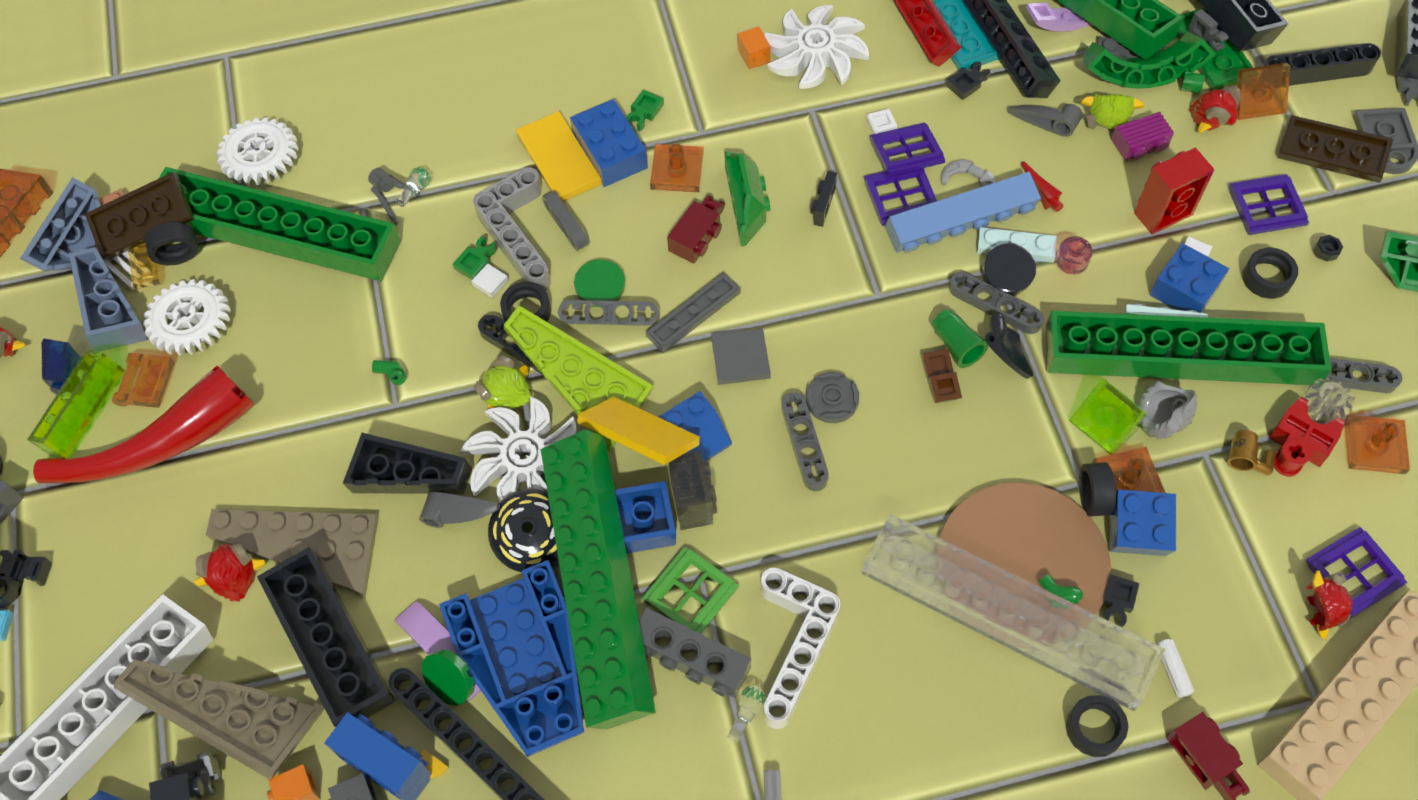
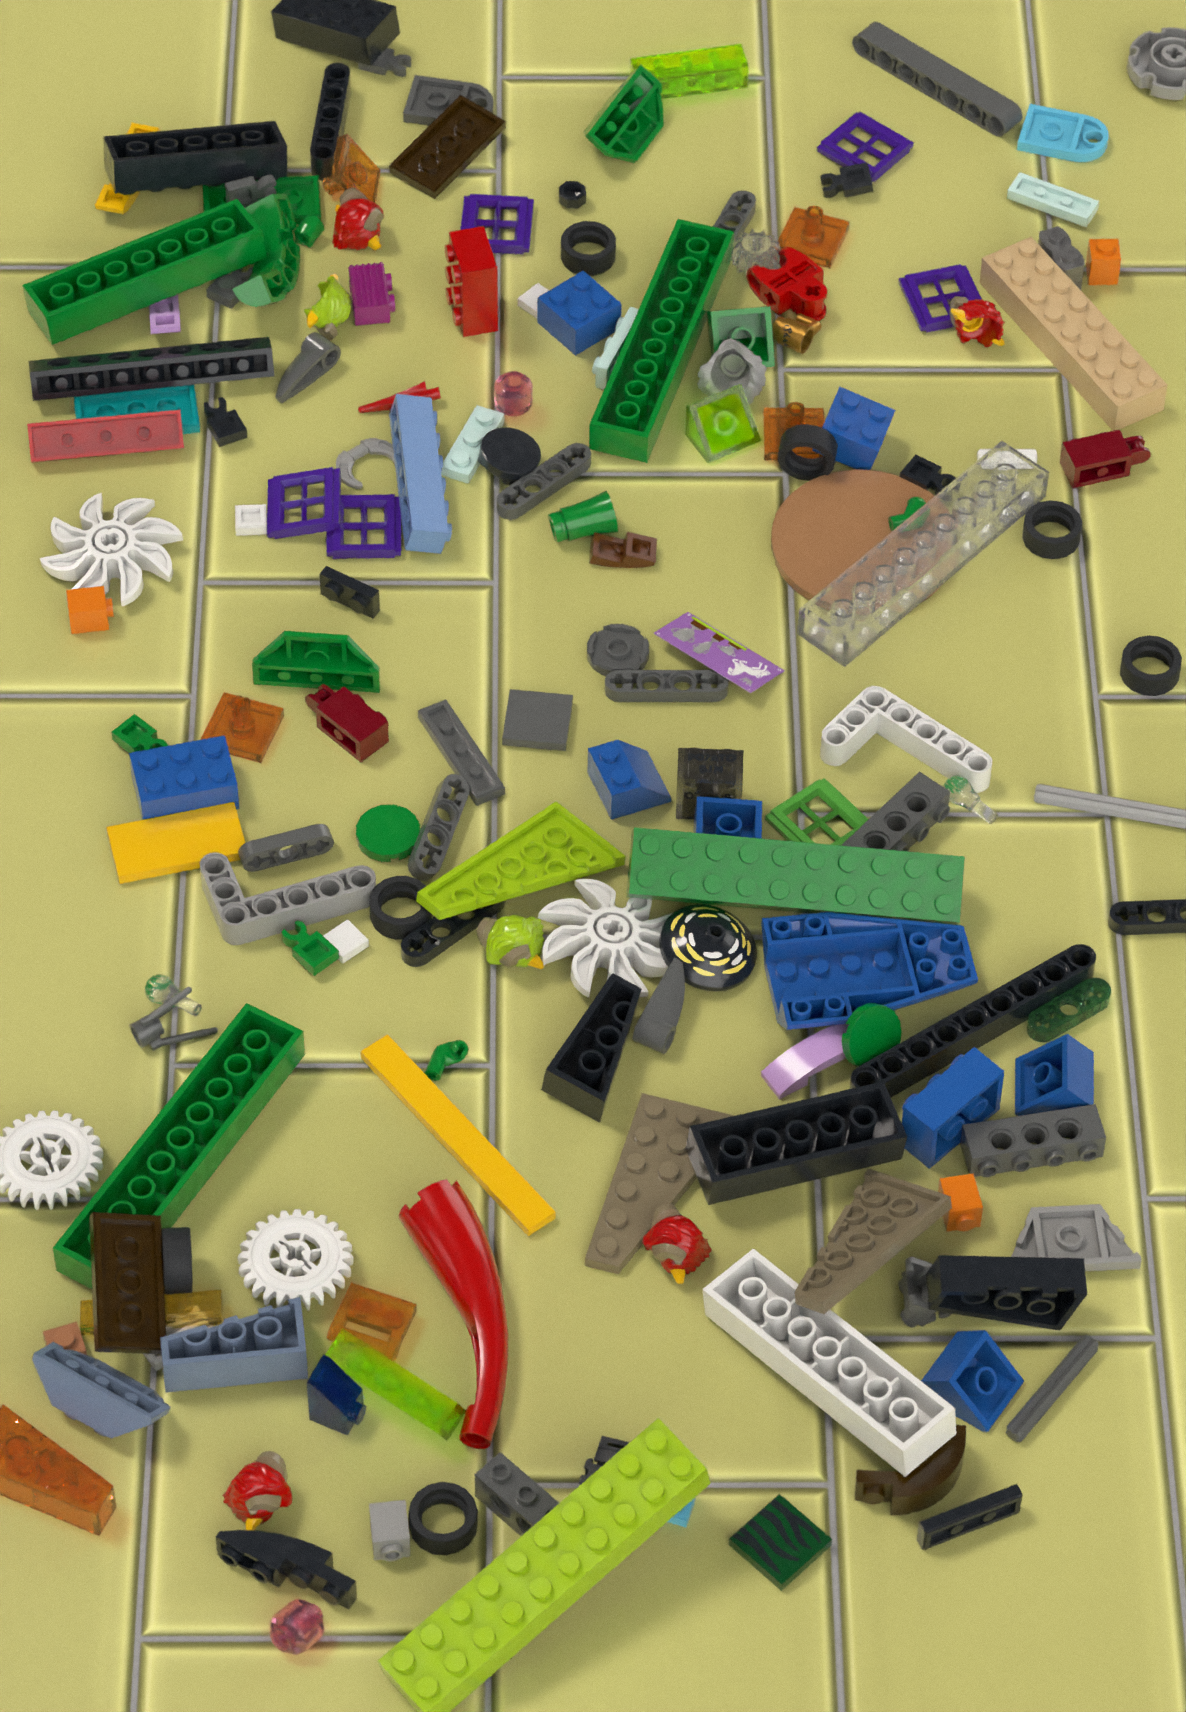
camera: 80 degrees left, 10 degrees down
(319, 398) = (458, 1135): none -> yellow tile
(638, 430) = (631, 801): yellow tile -> none
(852, 473) = (719, 652): none -> medium lavender sticker
(1007, 345) = (602, 482): black arm -> none
(1223, 410) = (748, 326): none -> green slope

